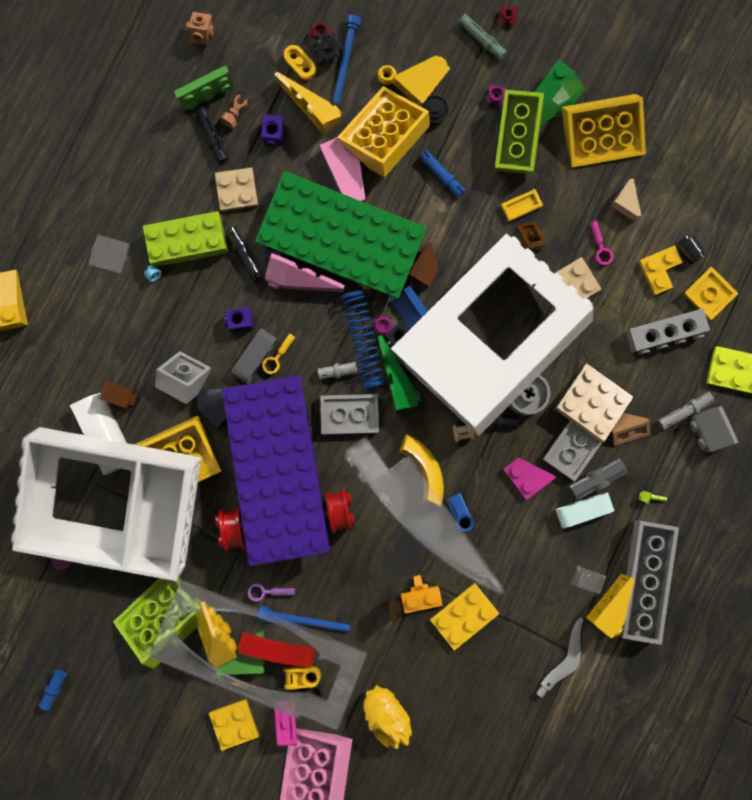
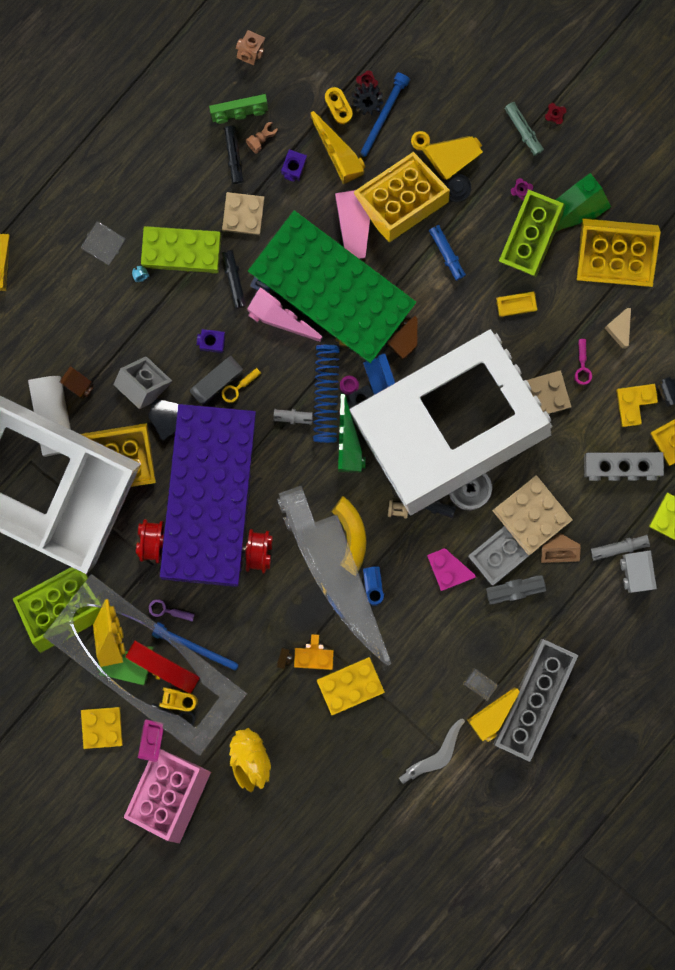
camera: 20 degrees right, 0 degrees up
(349, 414) = (293, 461): light grey plate -> none
(531, 236) = (516, 338): reddish brown slope -> none
(585, 510) = (494, 616): light aqua beam -> none
(646, 496) = (558, 619): lime hand -> none

